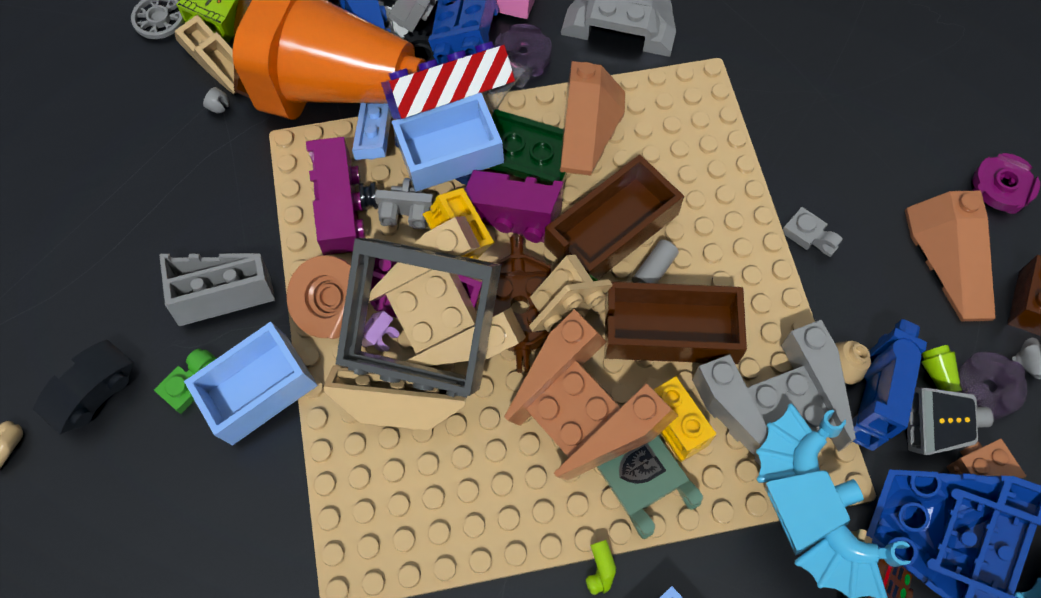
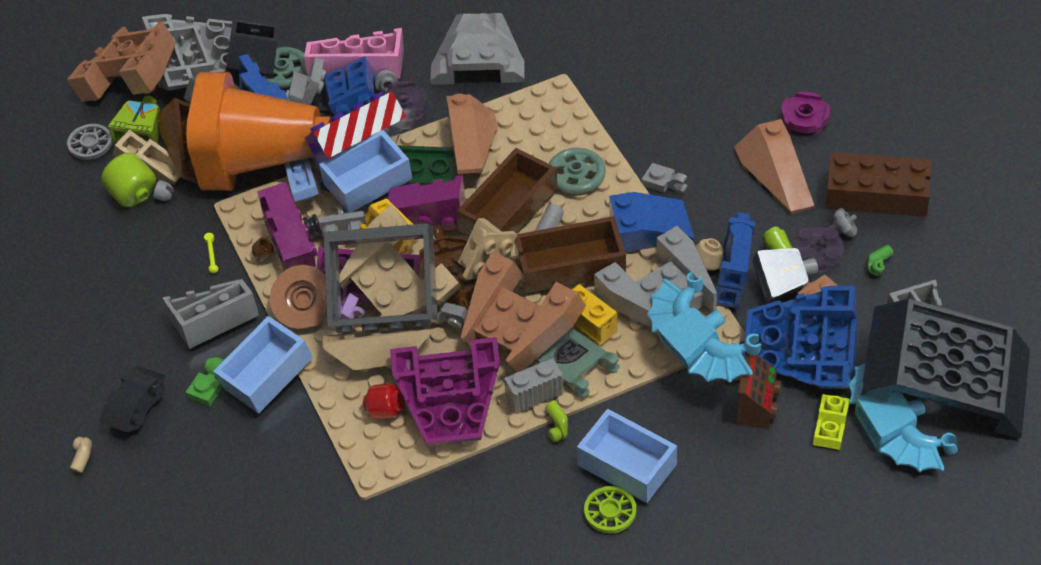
camera: 10 degrees left, 15 degrees down
(177, 78) = (128, 179): none -> lime head
(251, 176) = (209, 238): none -> neon yellow hinge
(304, 208) = (262, 249): none -> reddish brown hinge
(385, 481) = (383, 401): none -> red head
(469, 493) = (448, 390): none -> magenta wedge
(508, 17) = (383, 77): none -> light grey plate
(508, 376) = (453, 314): none -> light grey plate
(583, 510) = (534, 385): none -> light grey brick
(717, 175) = (578, 170): none -> sand green plate
(783, 292) = (646, 217): none -> blue slope

